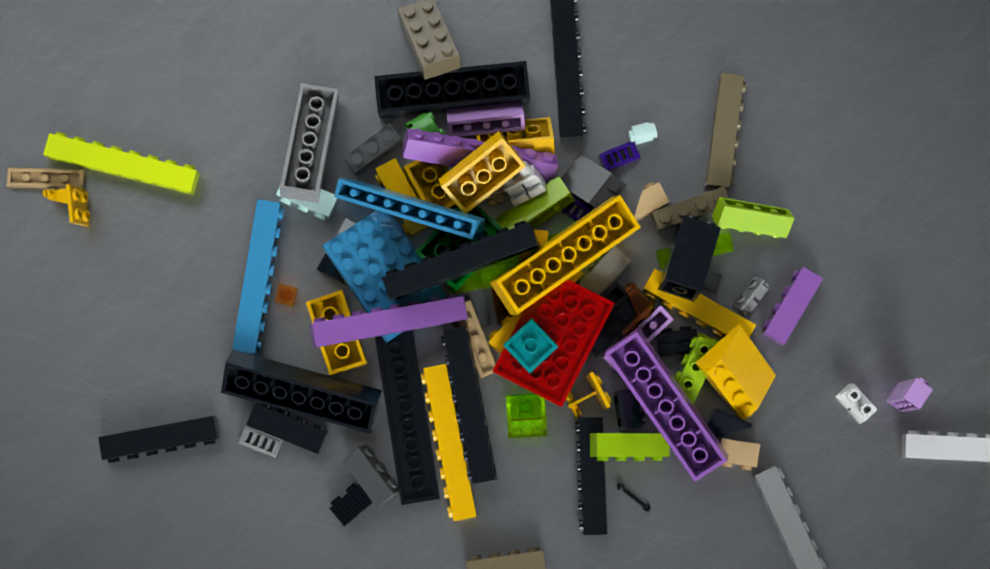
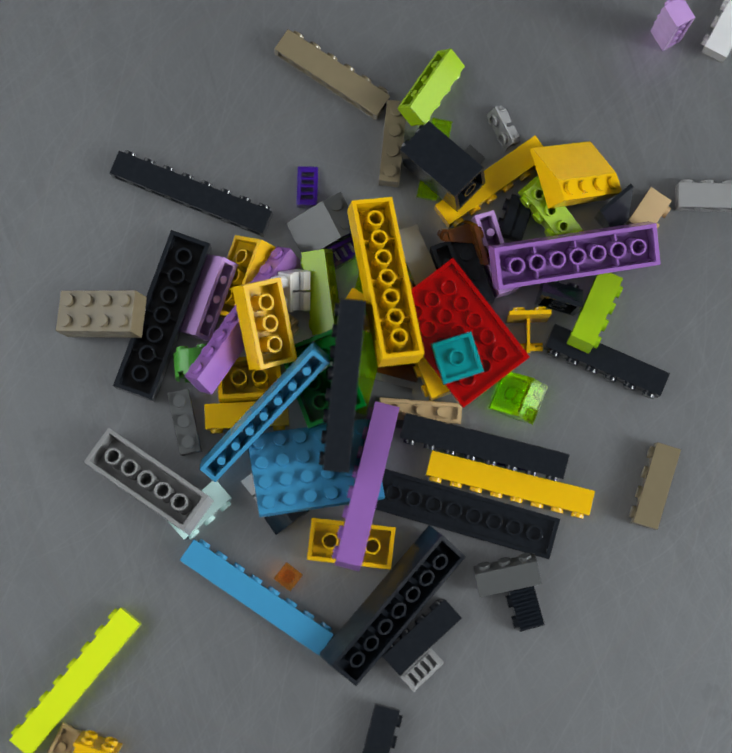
camera: 70 degrees left, 0 degrees up
(642, 133) = (295, 153): light aqua brick -> none
(646, 507) = (659, 324): black hinge -> none
(650, 200) = (365, 177): tan slope -> none
(792, 305) = (532, 93): medium lavender brick -> none
(858, 403) = (656, 76): white hips -> none

